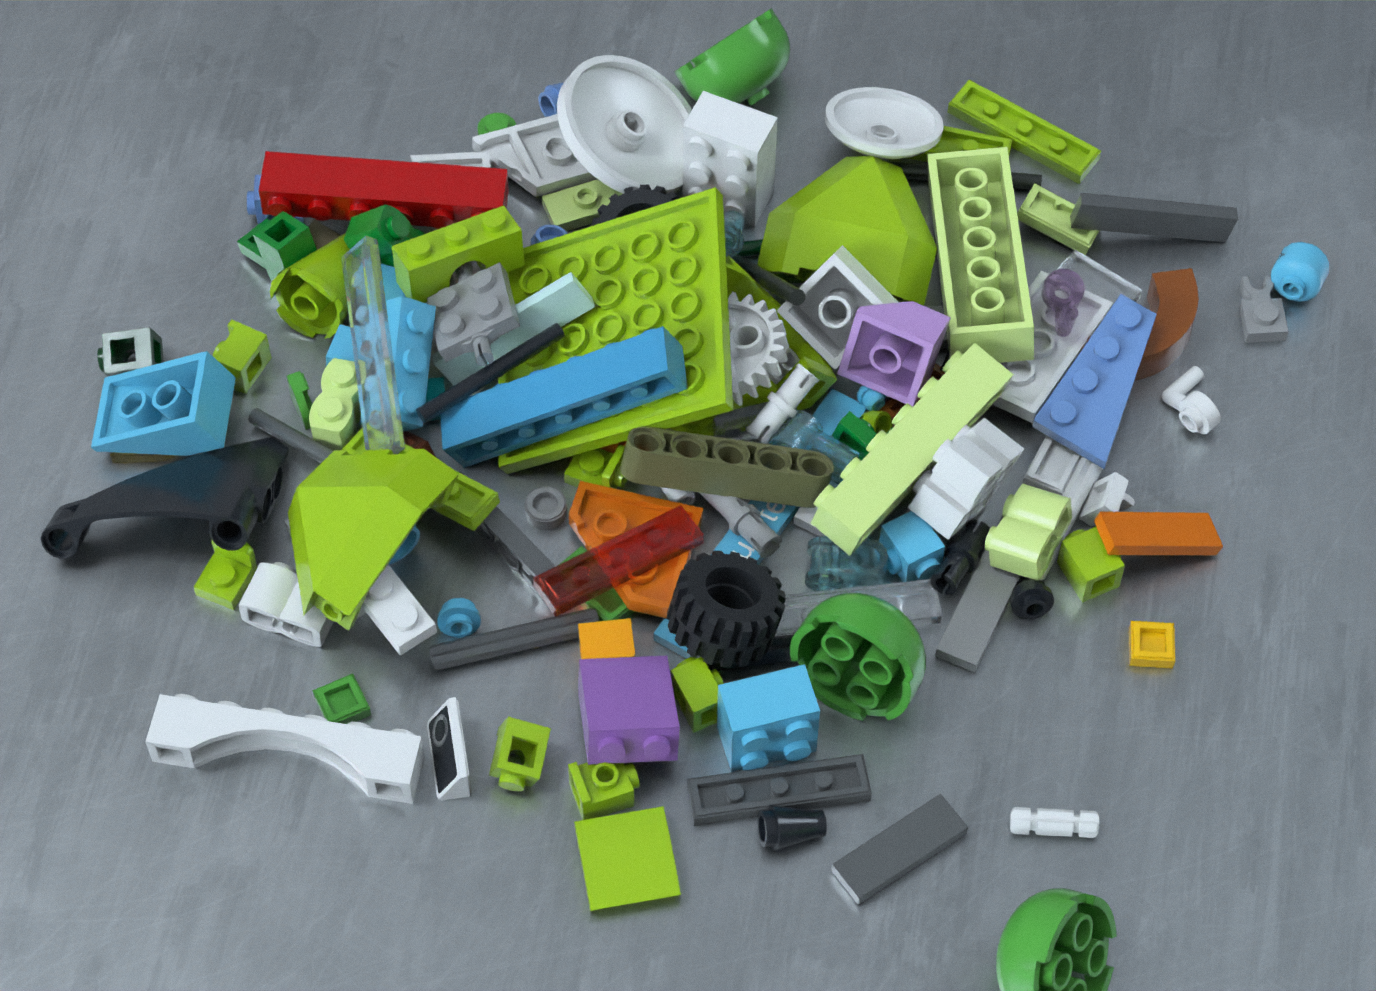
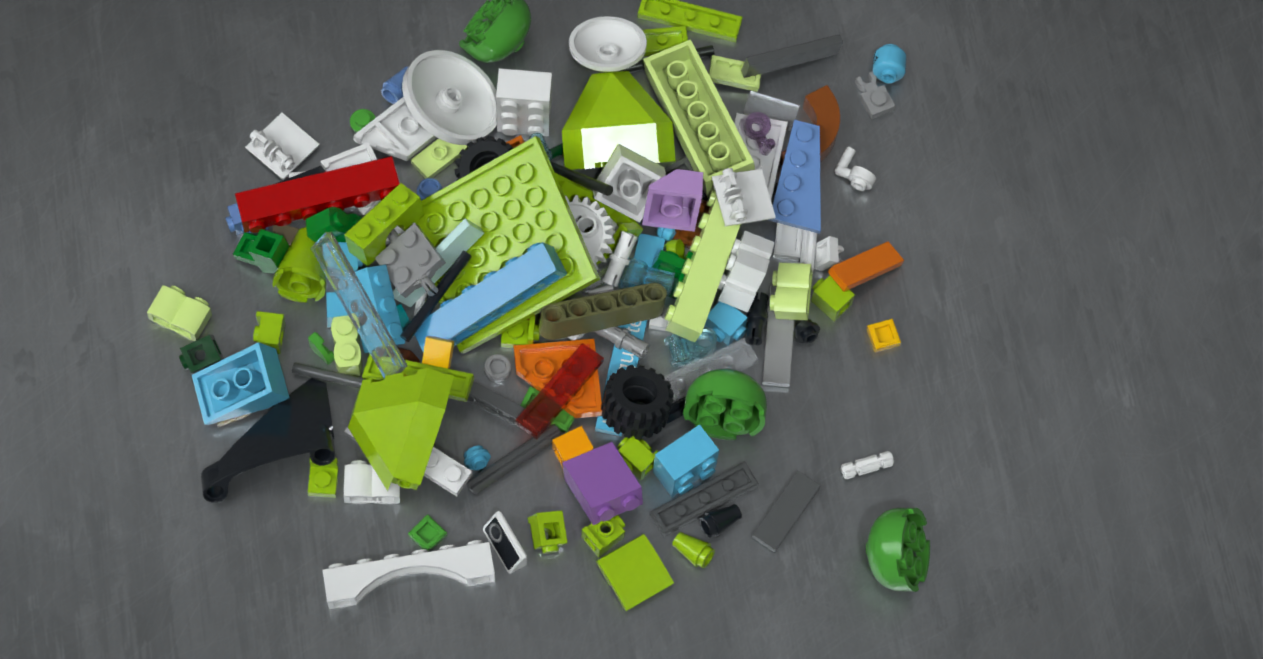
camera: 25 degrees left, 10 degrees up
(128, 293) = (180, 313): none -> yellowish green brick
(370, 126) = (281, 145): none -> white hinge
(461, 448) = (438, 352): none -> yellow tile
(733, 857) = (694, 549): none -> lime cone
(998, 369) = (743, 197): none -> white hinge

